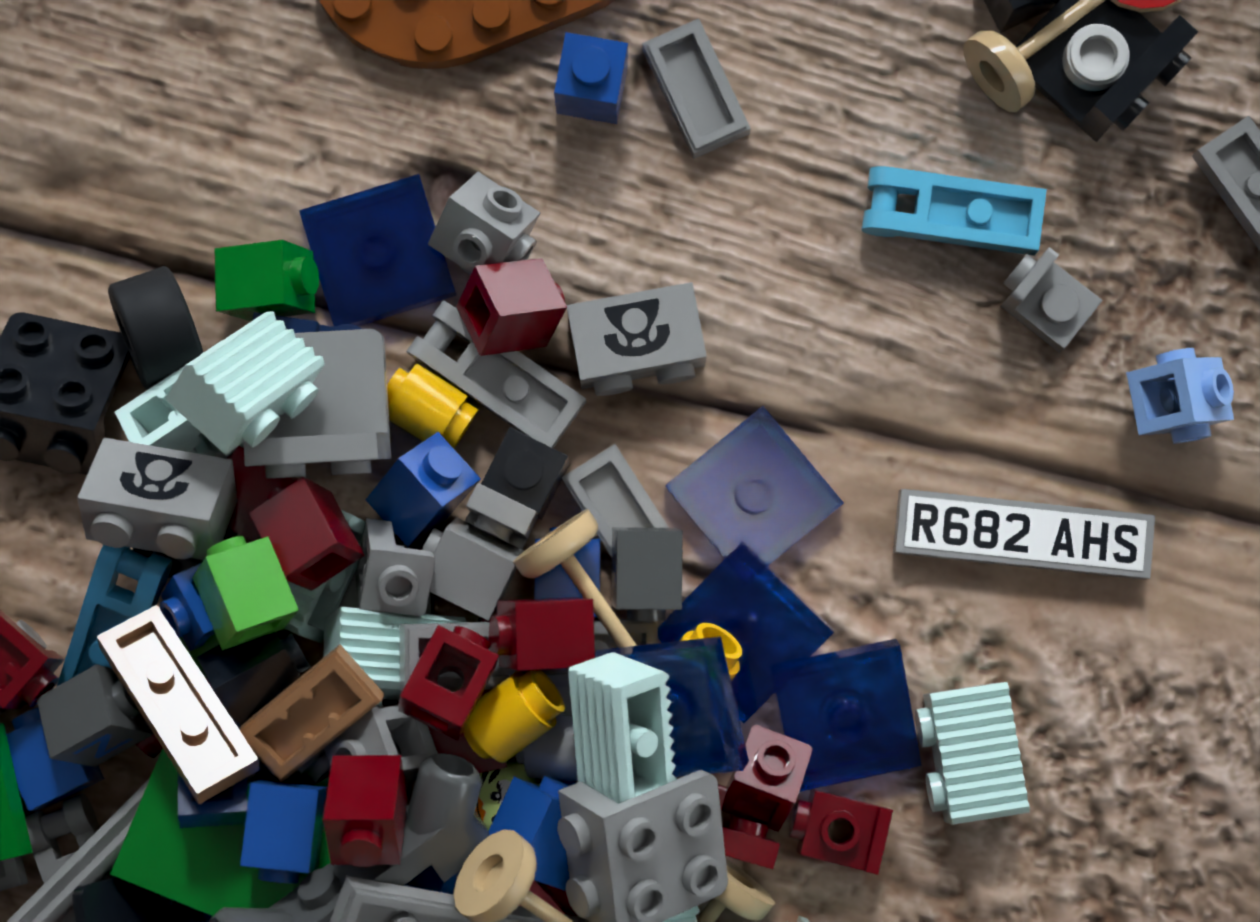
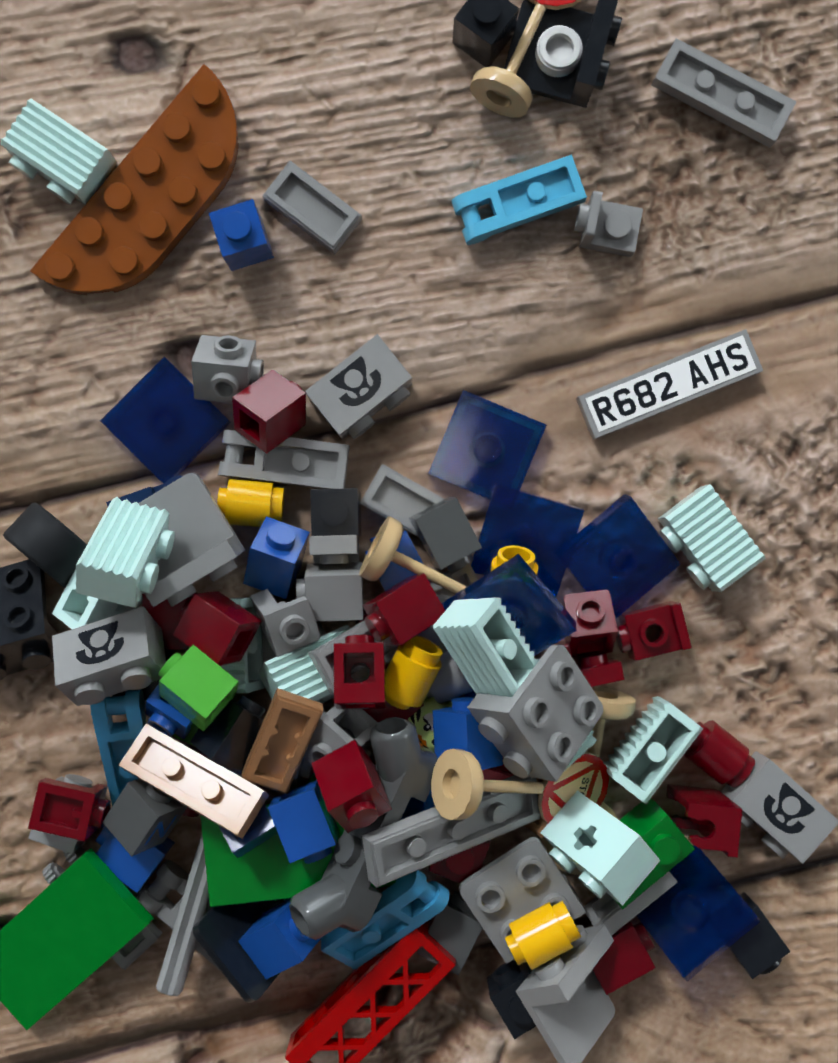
camera: 30 degrees left, 5 degrees up
(265, 279) = (101, 476): green brick -> none
(1181, 395) = (726, 242): light blue brick -> none

